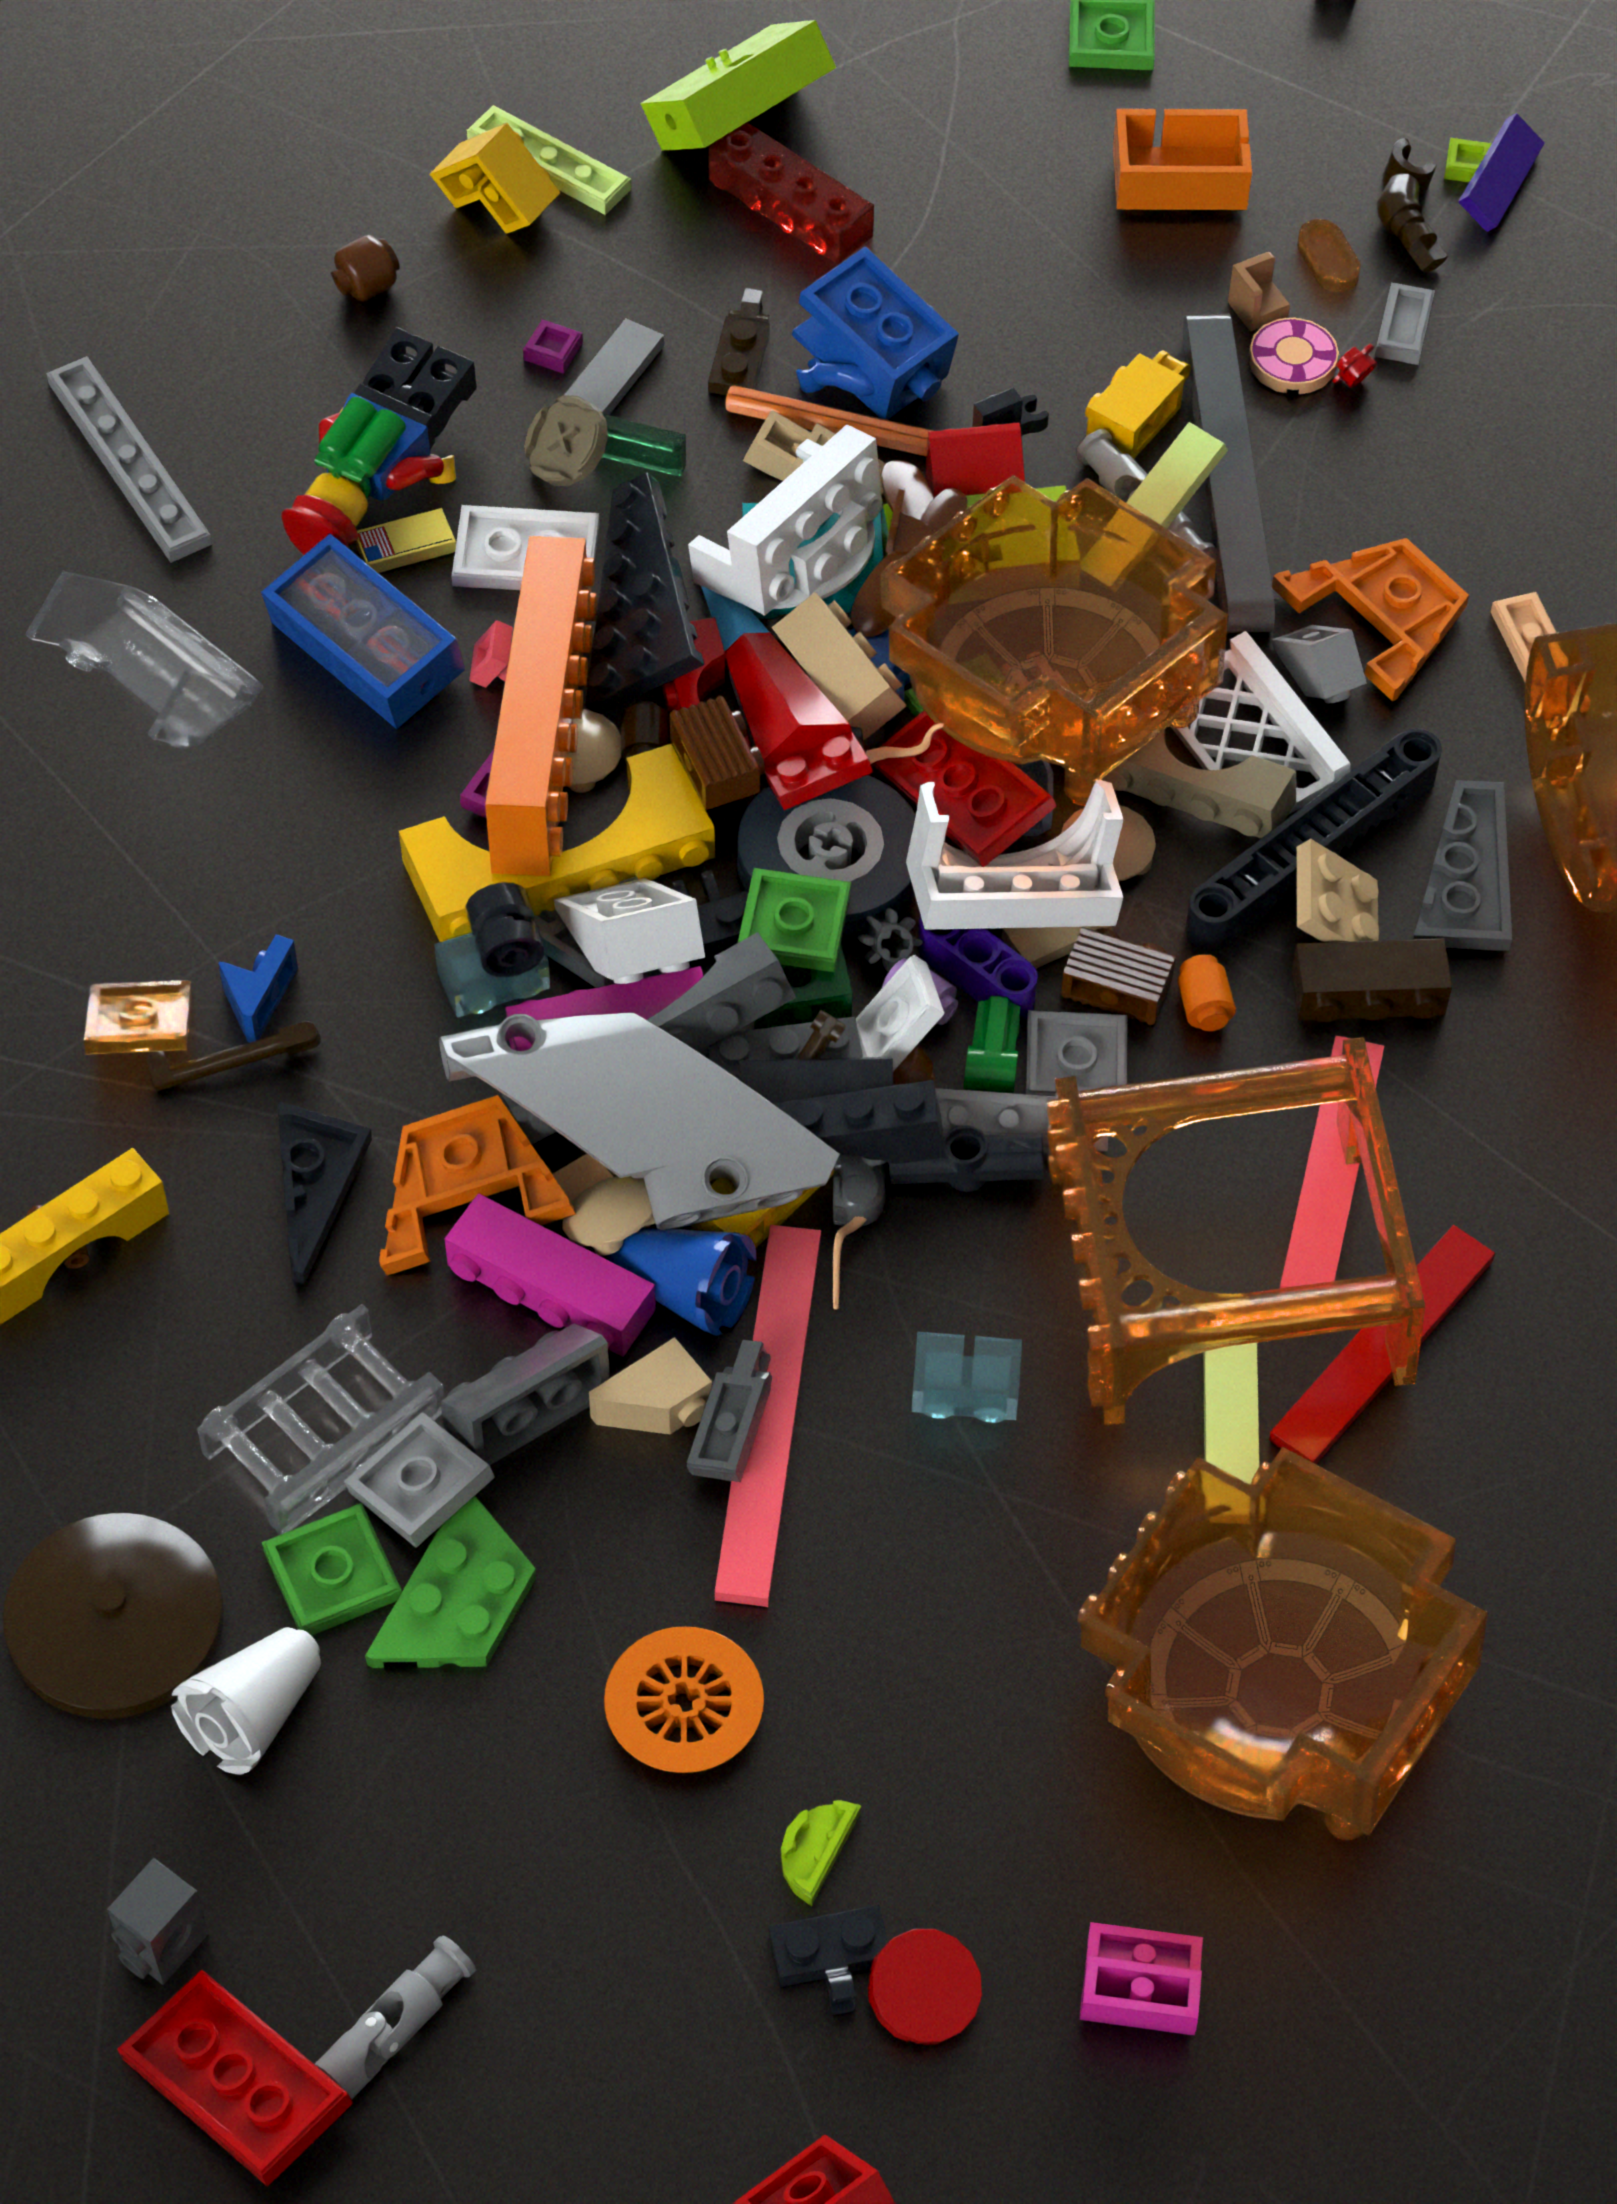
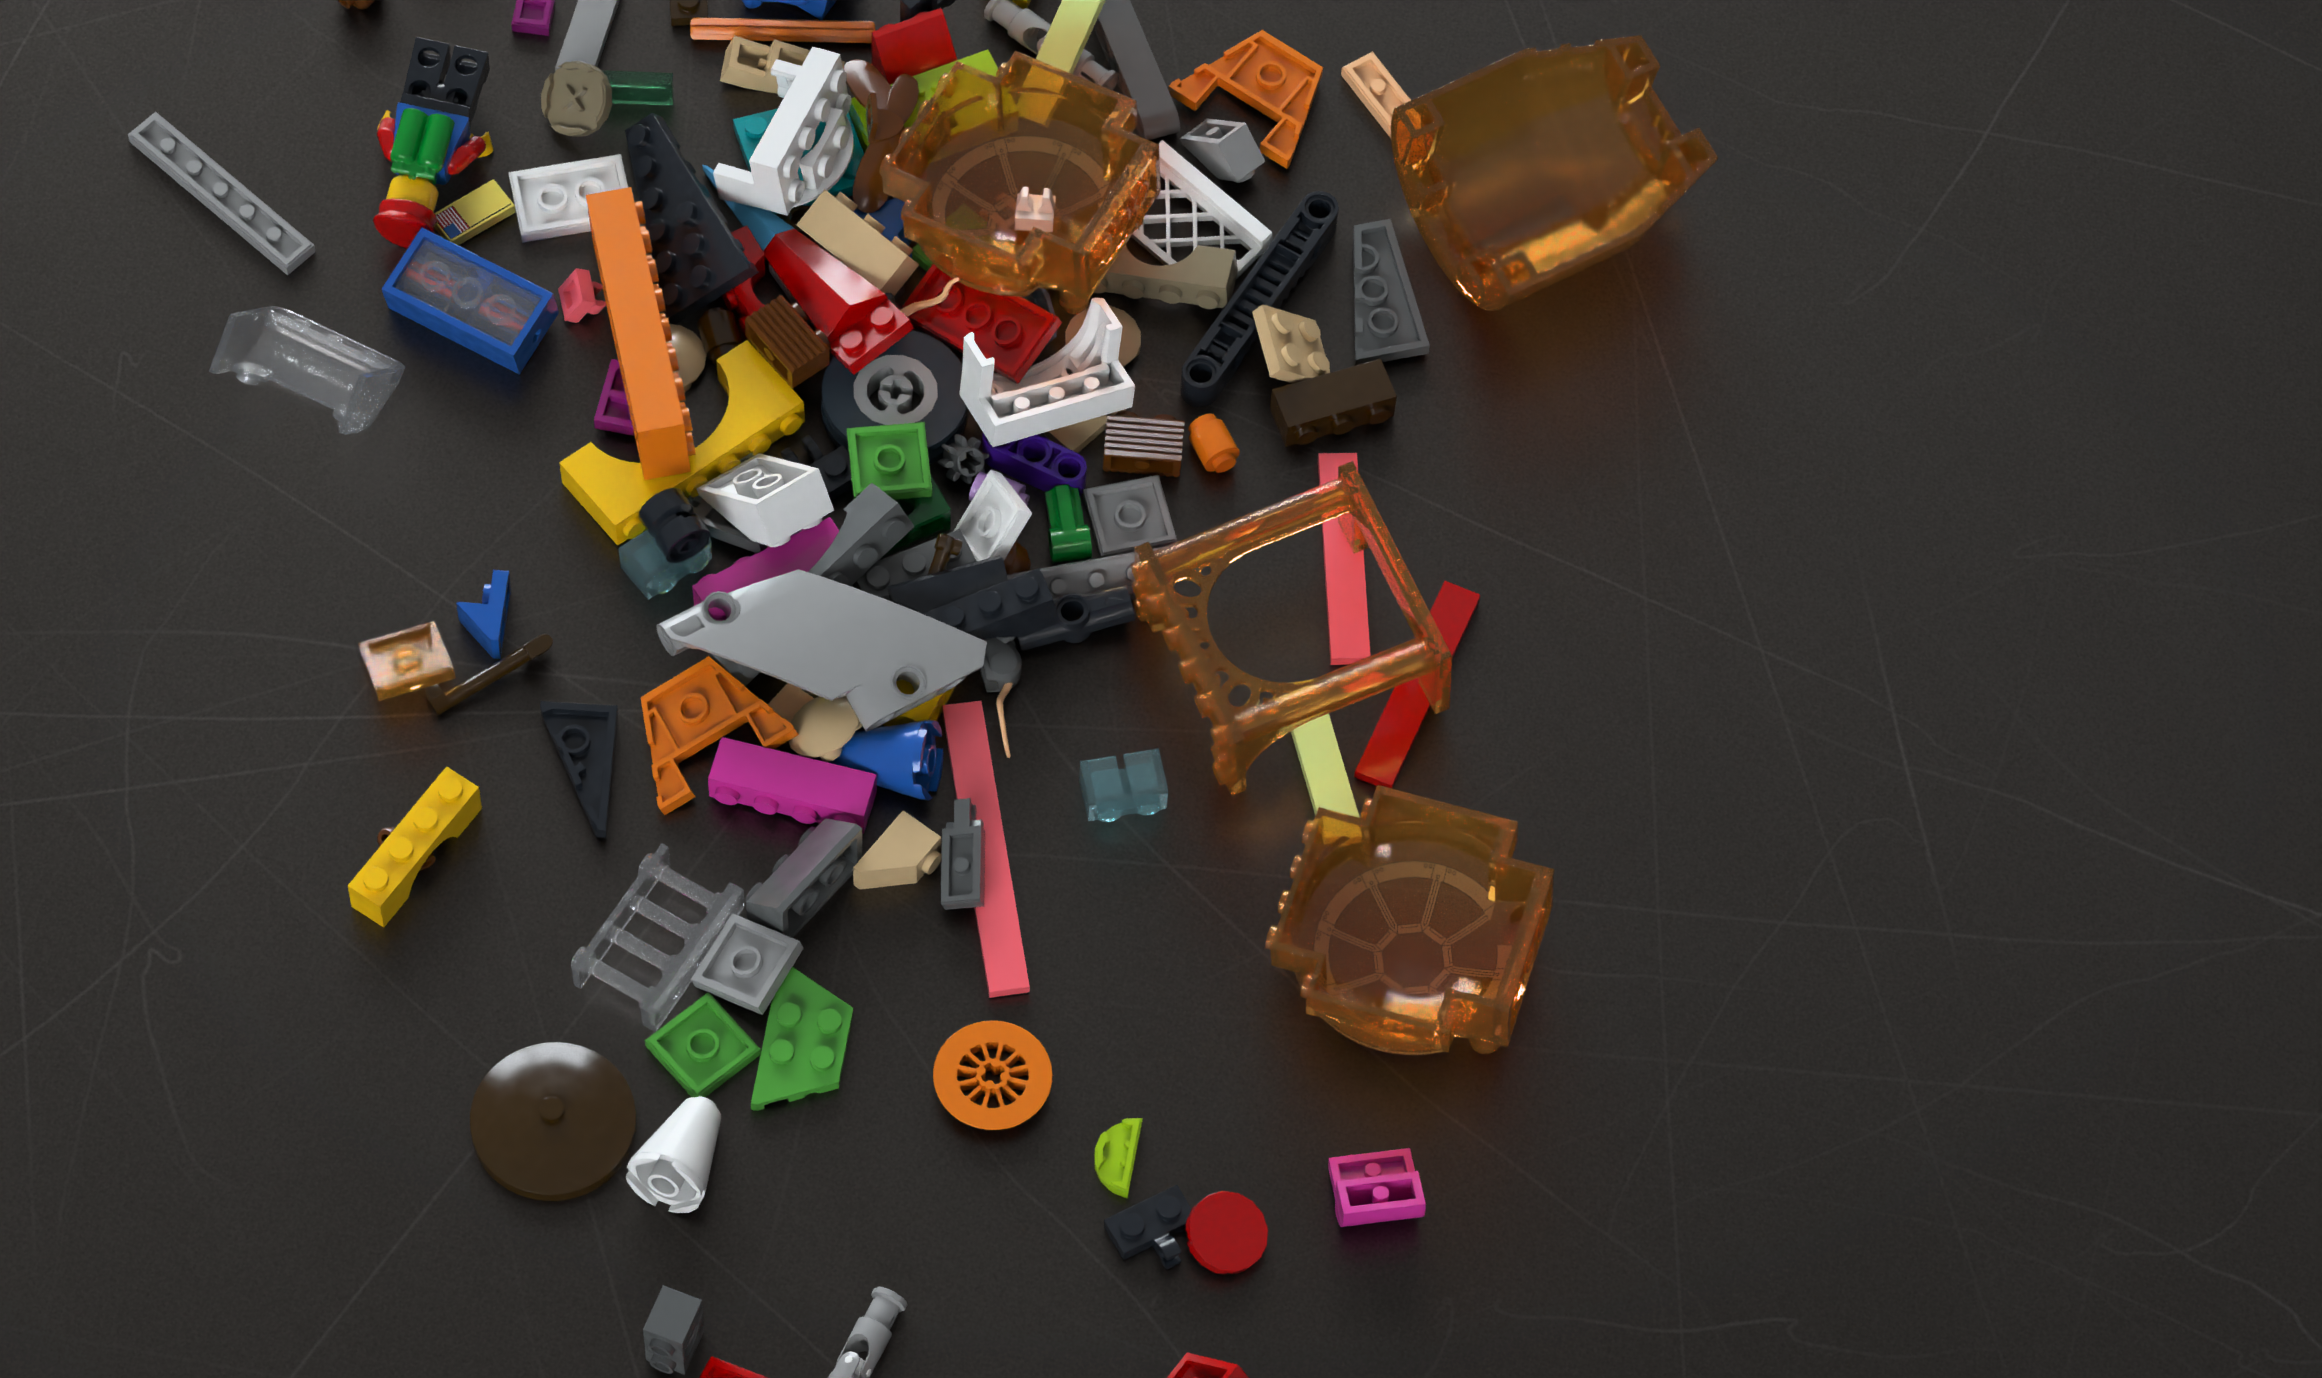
camera: 20 degrees left, 5 degrees up
(1067, 670) = (1035, 210): none -> white tile

